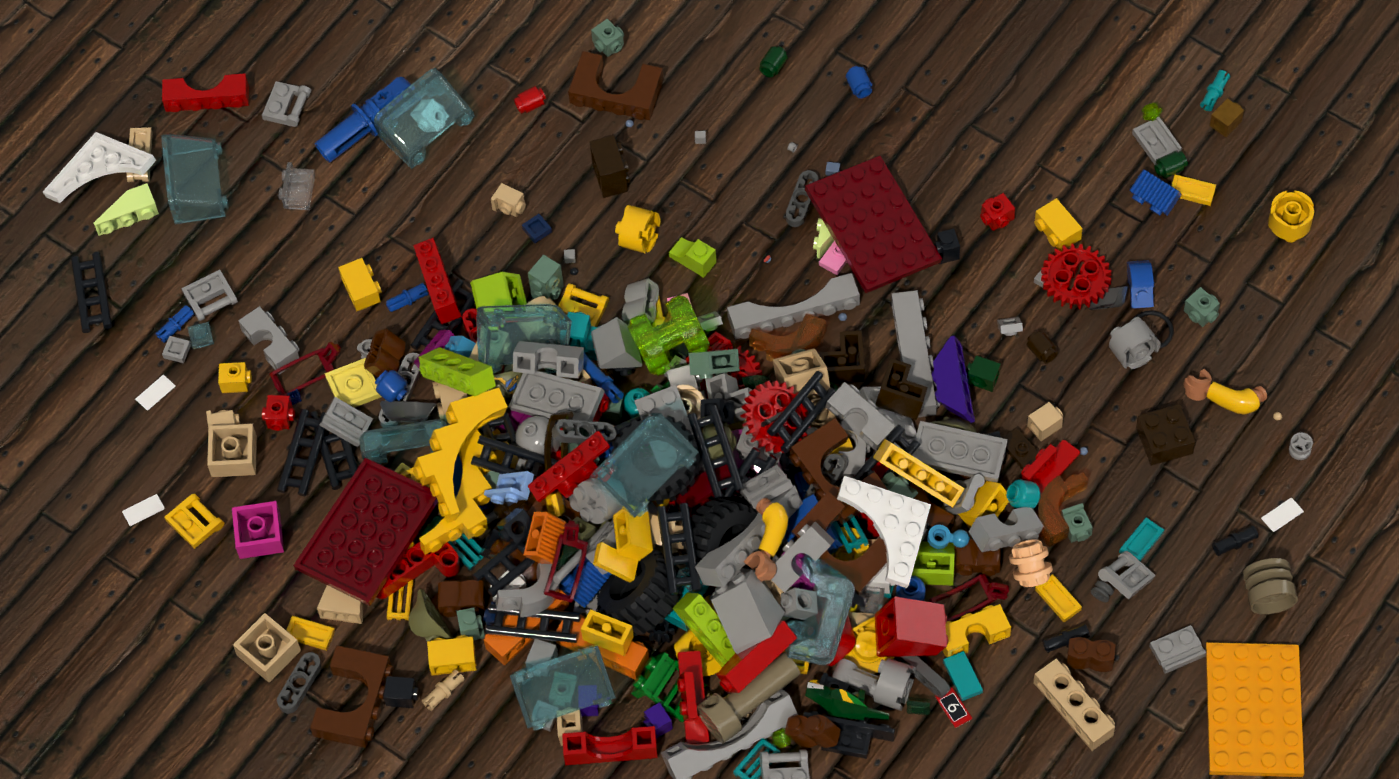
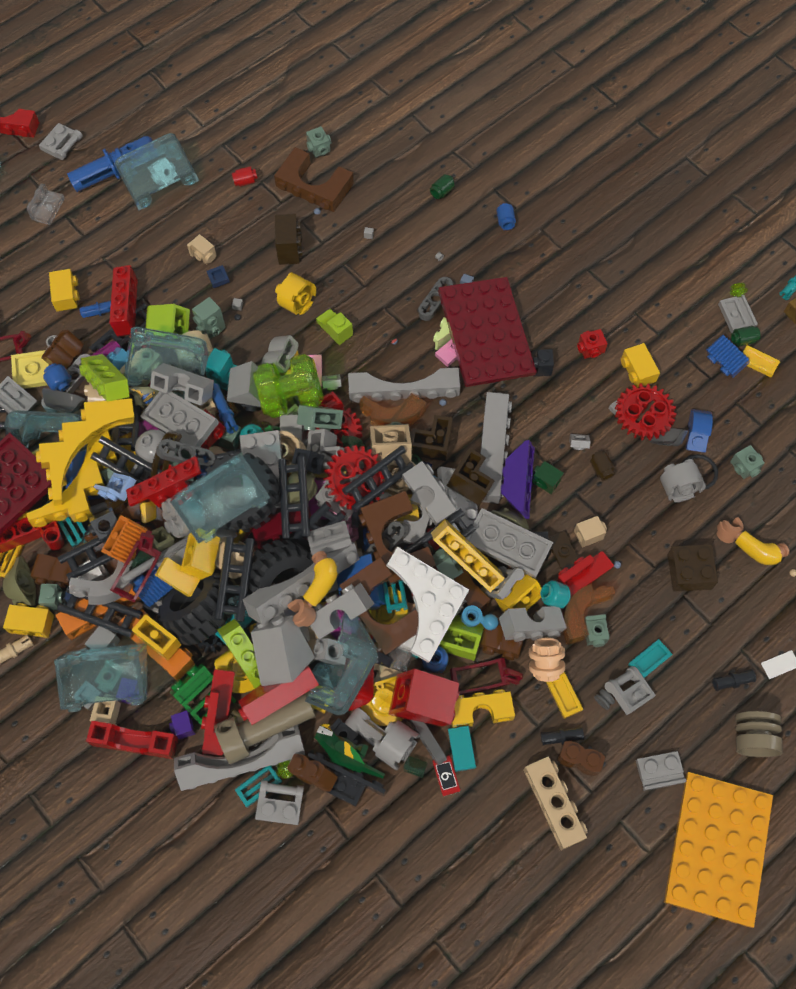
camera: 10 degrees right, 5 degrees up
(569, 305) = (238, 355): yellow plate -> none

